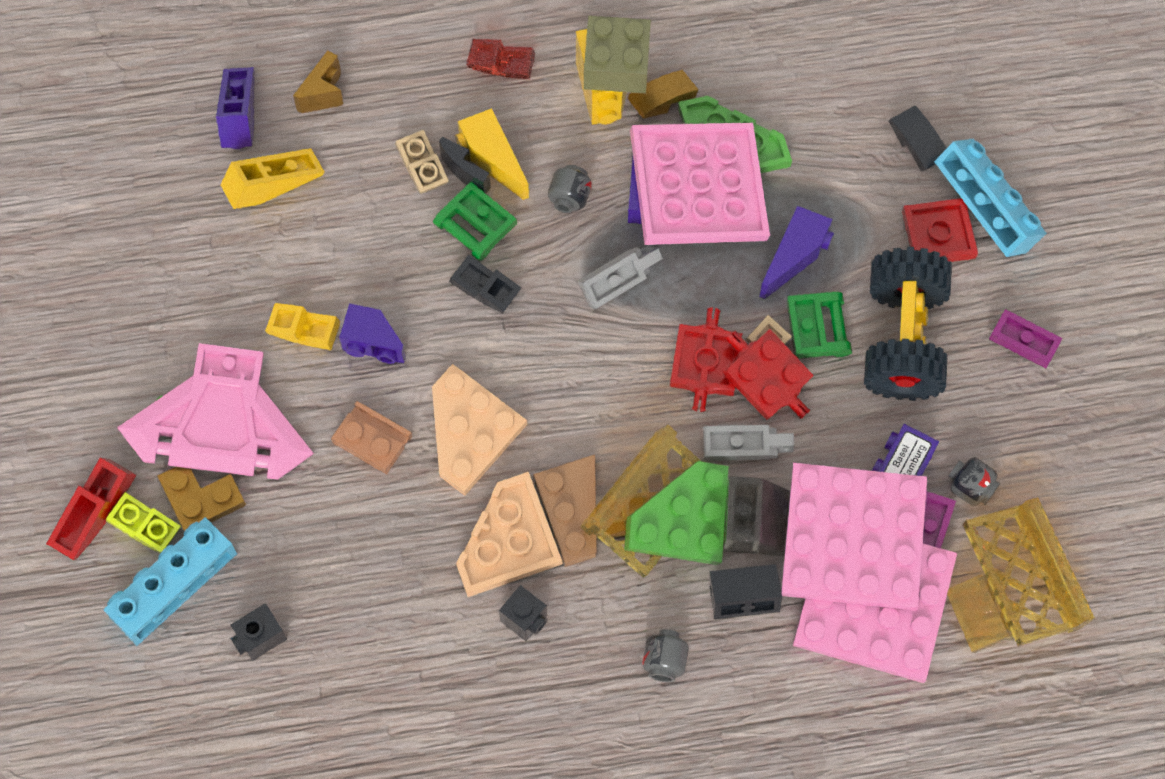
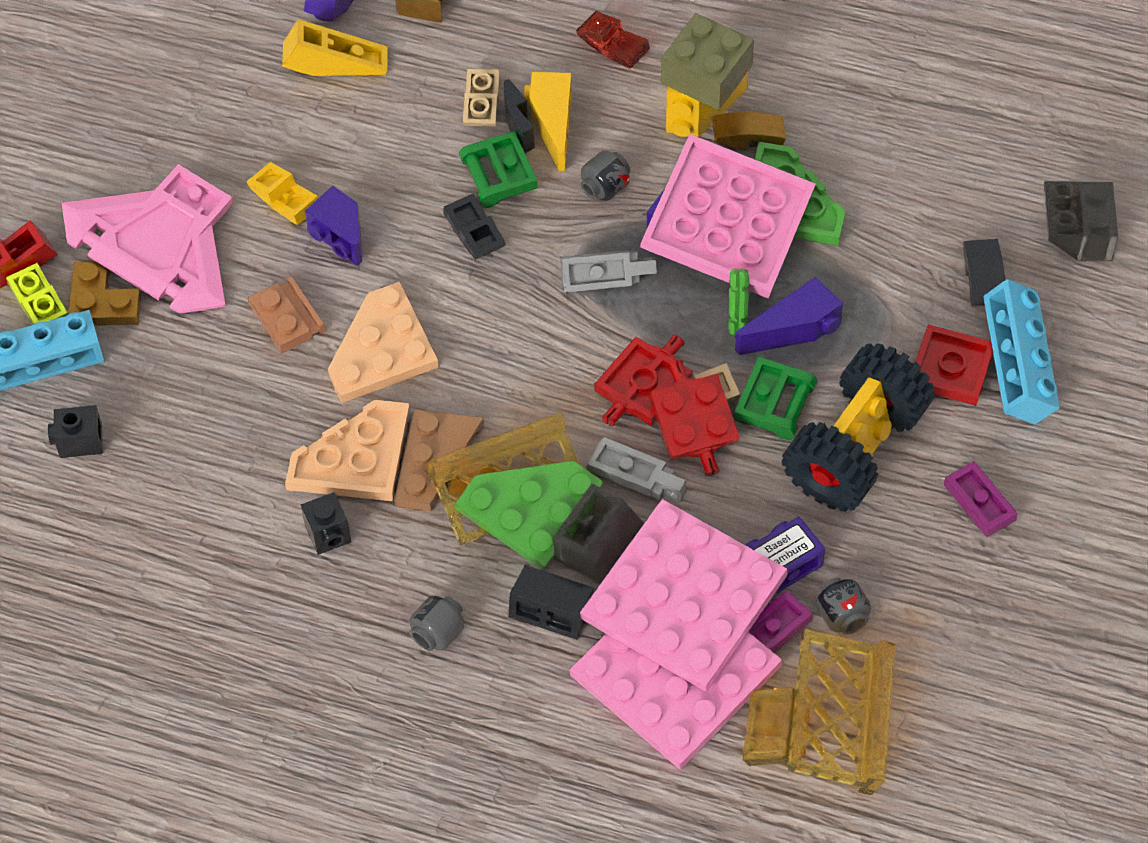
camera: 30 degrees right, 10 degrees down
(747, 255) = (738, 299): none -> bright green axle
(973, 57) = (1082, 218): none -> clear smoke slope

